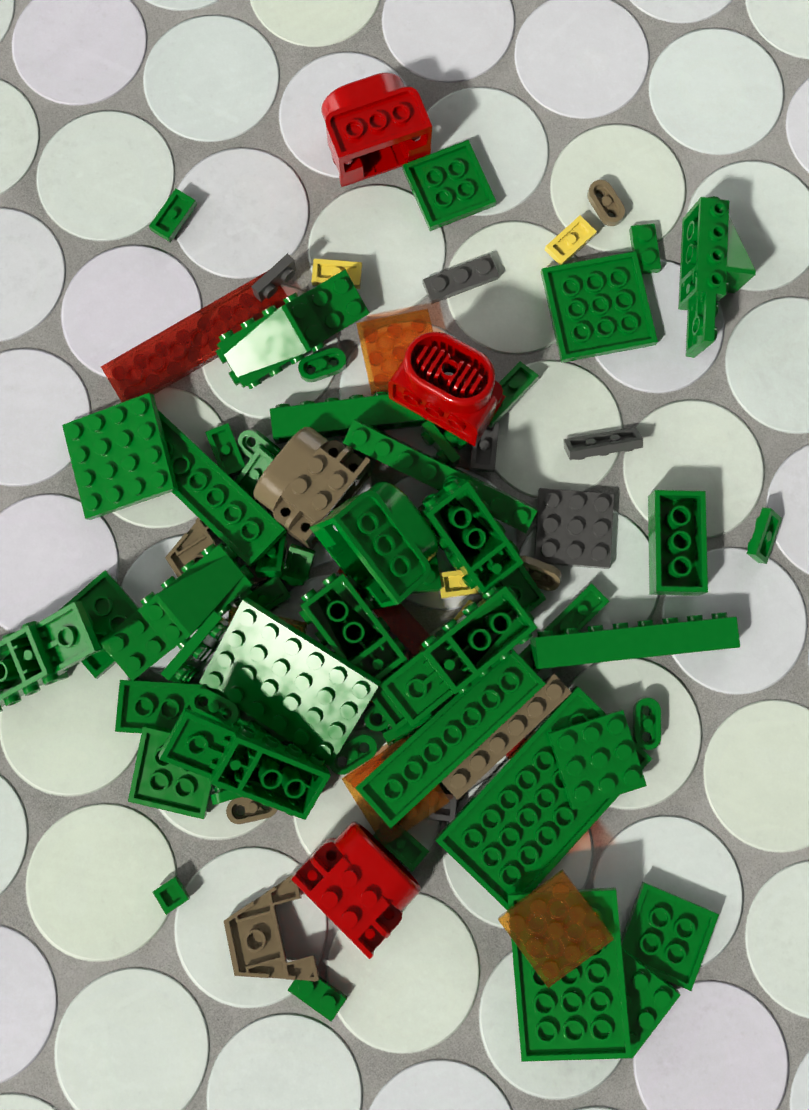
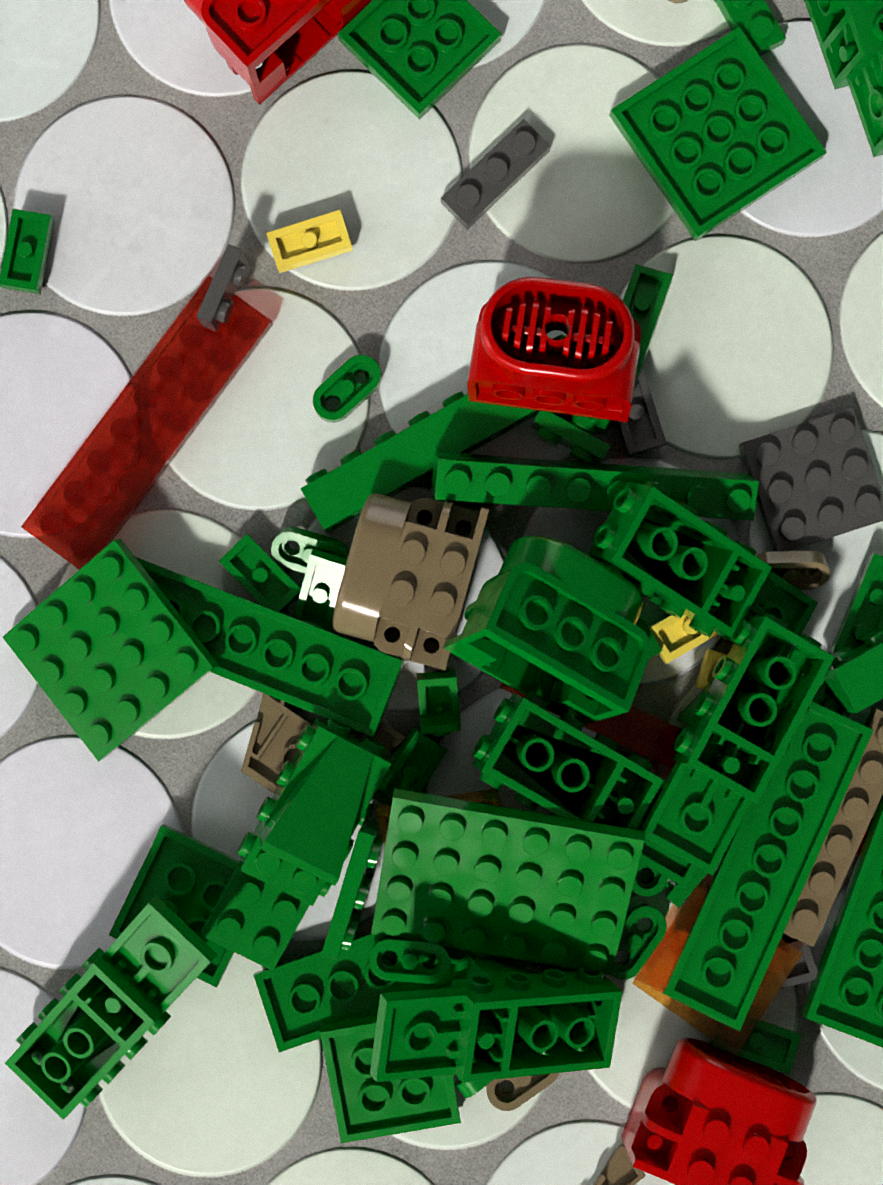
camera: 15 degrees left, 5 degrees up
(273, 561) = (403, 713): green plate -> none
(290, 330) = (280, 357): green wedge -> none
(385, 344) = (437, 318): clear orange plate -> none
(570, 240) = (635, 49): light yellow plate -> none
(603, 443) = (807, 338): dark grey plate -> none

